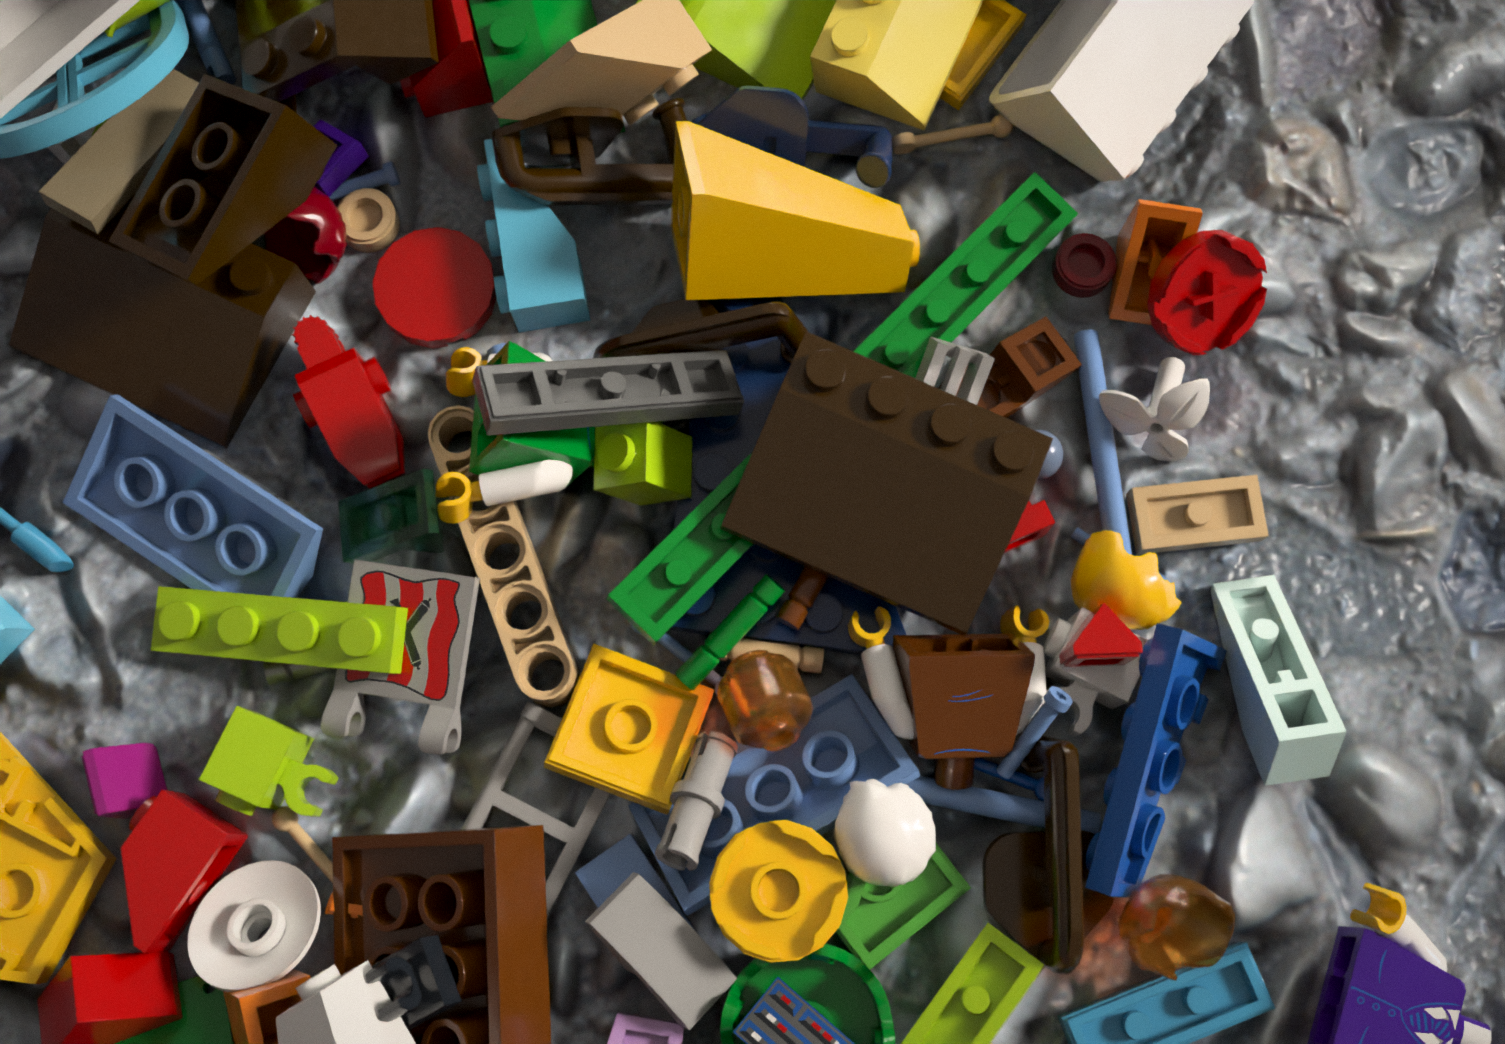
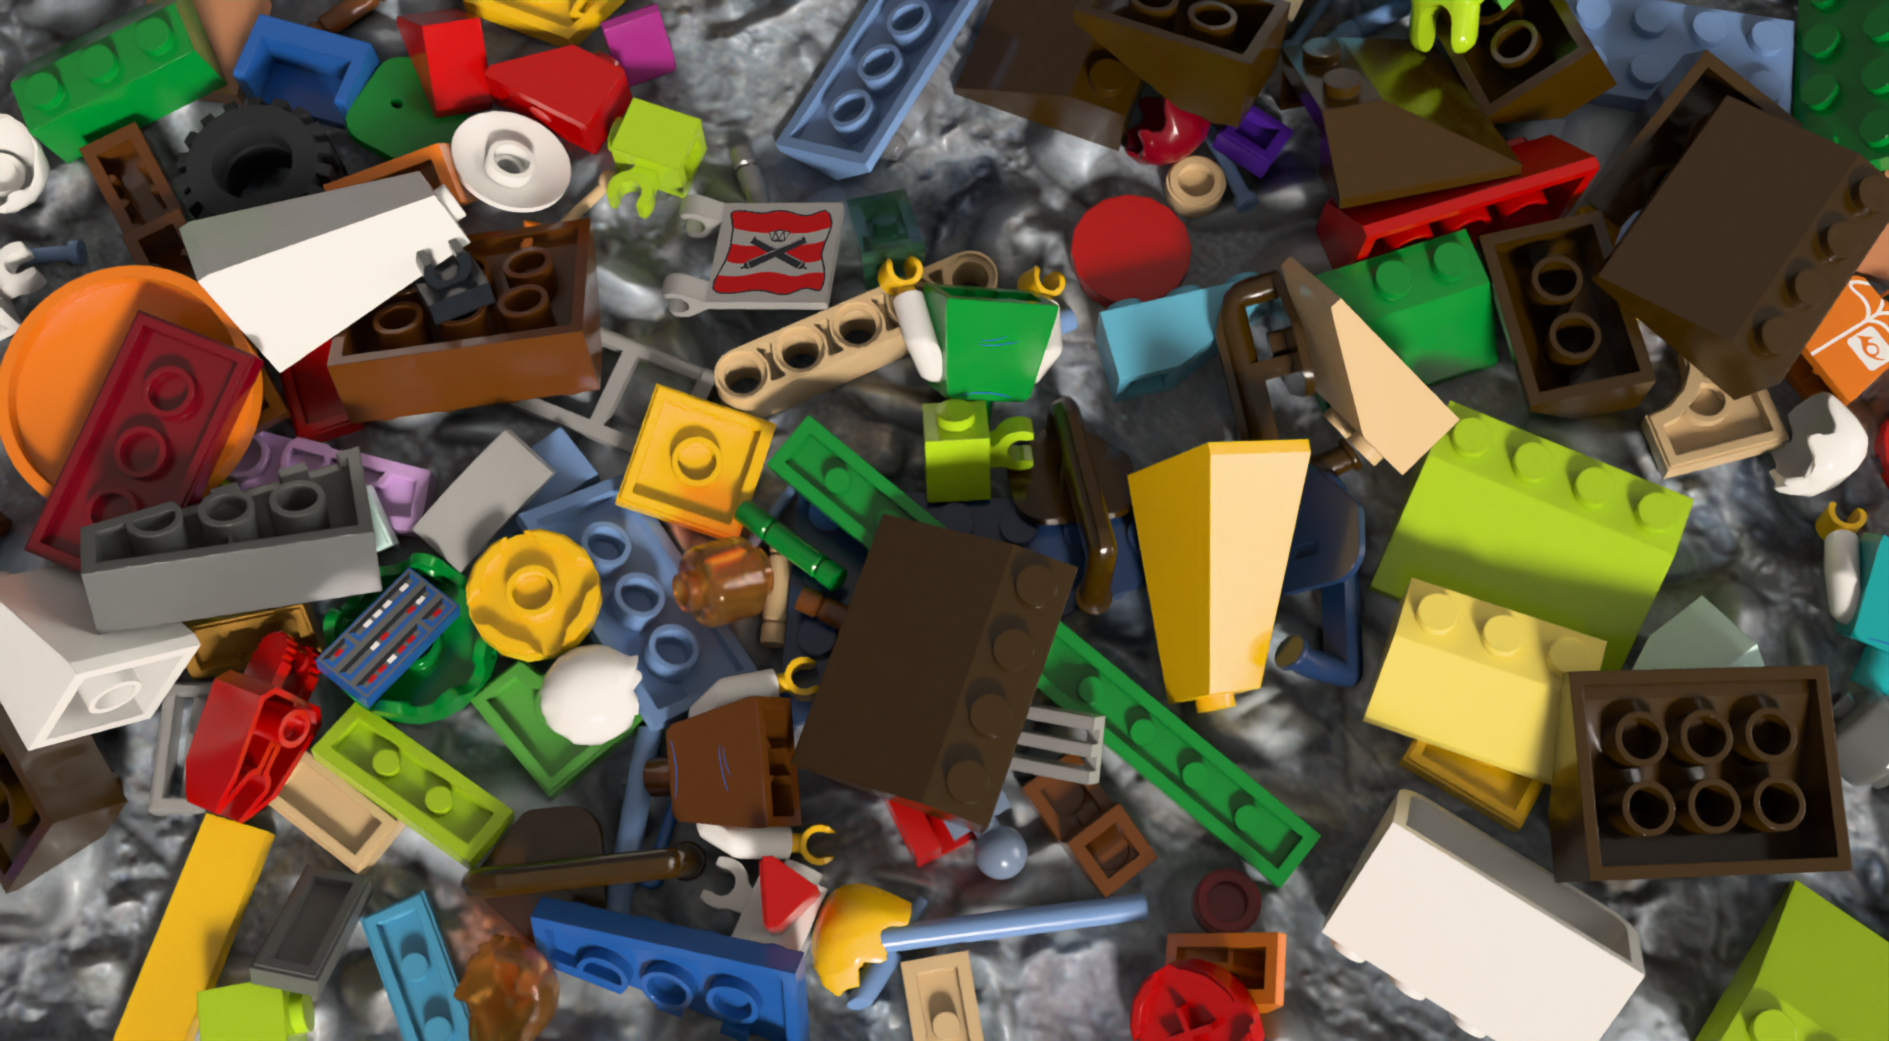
camera: 85 degrees right, 5 degrees down
(280, 629) = (775, 152): lime plate -> none
(348, 404) = (996, 184): red hinge -> none
(606, 391) = (1009, 397): dark grey plate -> none
(696, 801) = (624, 522): light grey pin -> none
(907, 141) = (1348, 708): tan hinge -> none
(1055, 701) = (723, 857): medium blue piece -> none
(1170, 407) = (1054, 987): white plant -> none

